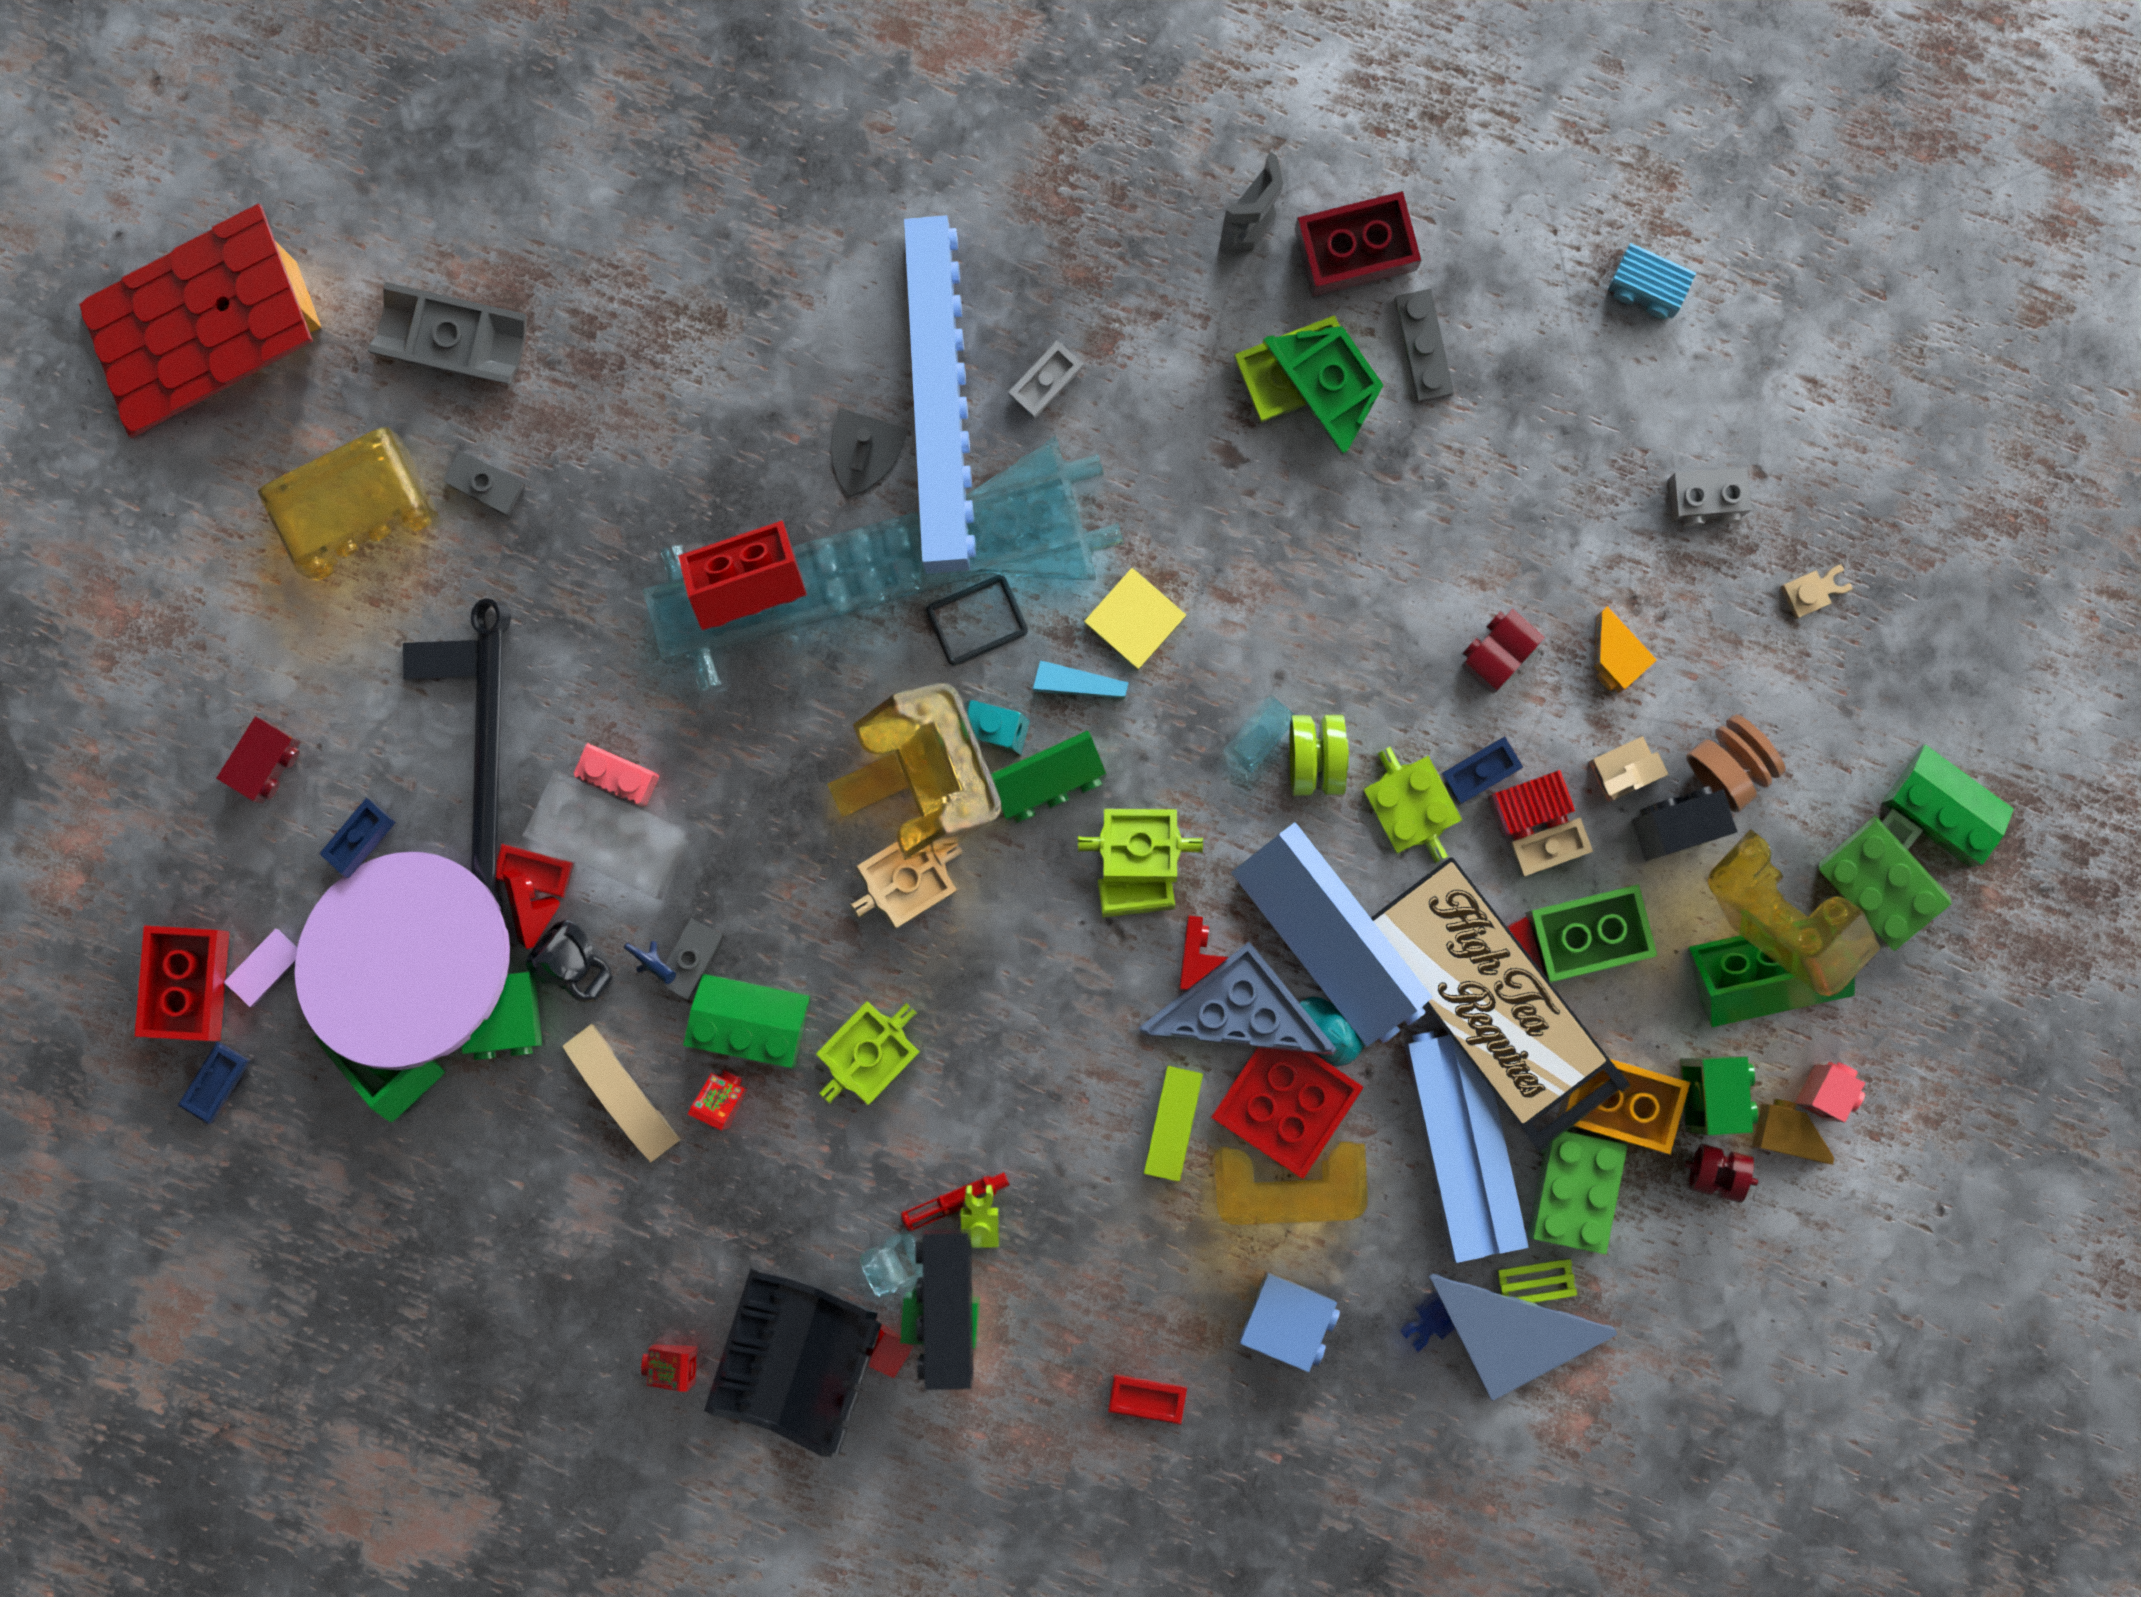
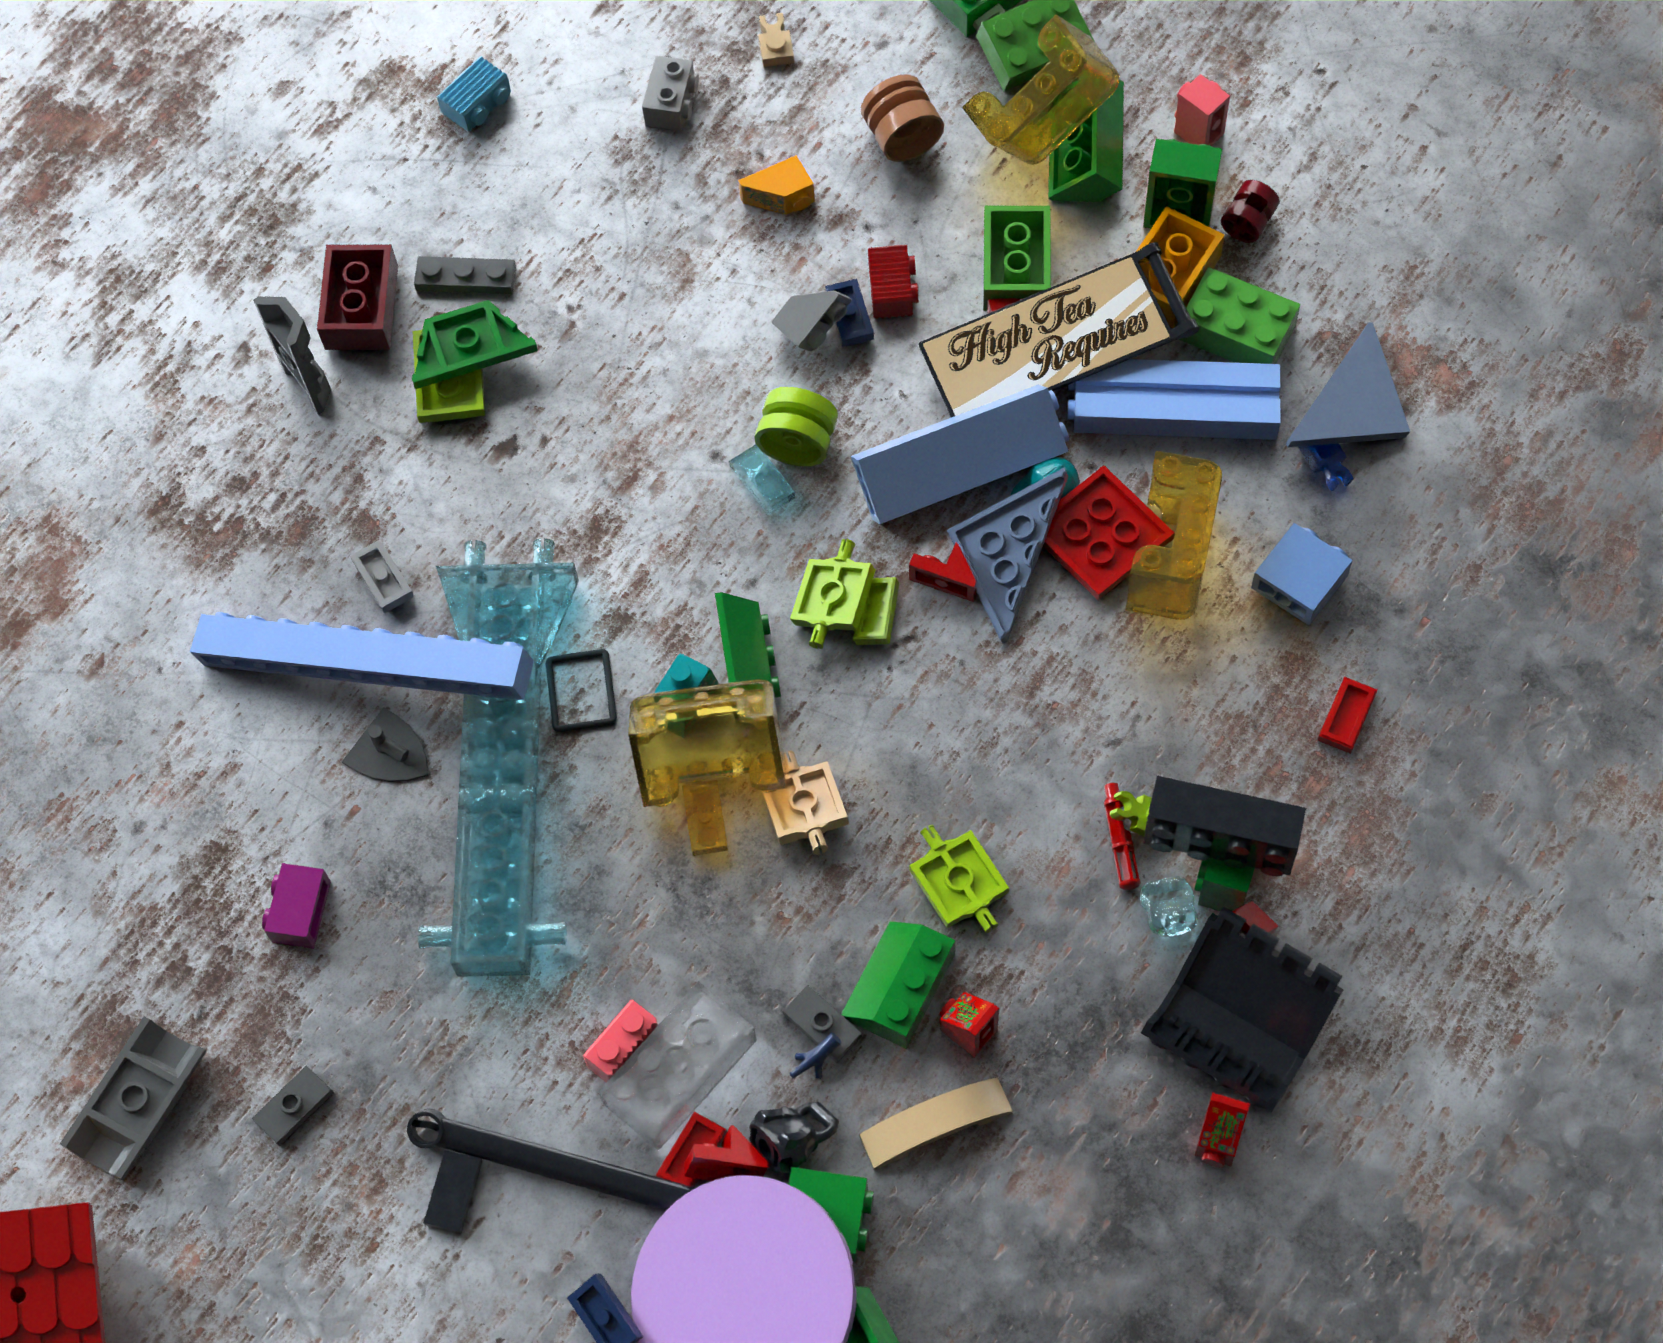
camera: 70 degrees left, 20 degrees down
(346, 501) = (264, 1236): clear yellow windscreen -> none
(674, 417) = (296, 905): none -> magenta brick
(742, 575) = (469, 859): red slope -> none
(1066, 680) = (663, 622): medium azure piece -> none
(1135, 618) = (625, 556): light yellow tile -> none
(1173, 1123) = (1096, 632): lime tile -> none
(1412, 804) = (862, 373): lime plate -> none
(1456, 729) = (810, 316): none -> light grey slope
(1502, 650) = (750, 273): dark red brick -> none
(1551, 847) = (932, 276): tan plate -> none
(1567, 1277) = (1312, 351): lime tile -> none
(1627, 769) = (882, 204): tan piece -> none
(1683, 822) = (942, 160): black brick -> none
(1790, 1133) = (1237, 151): pearl gold slope -> none

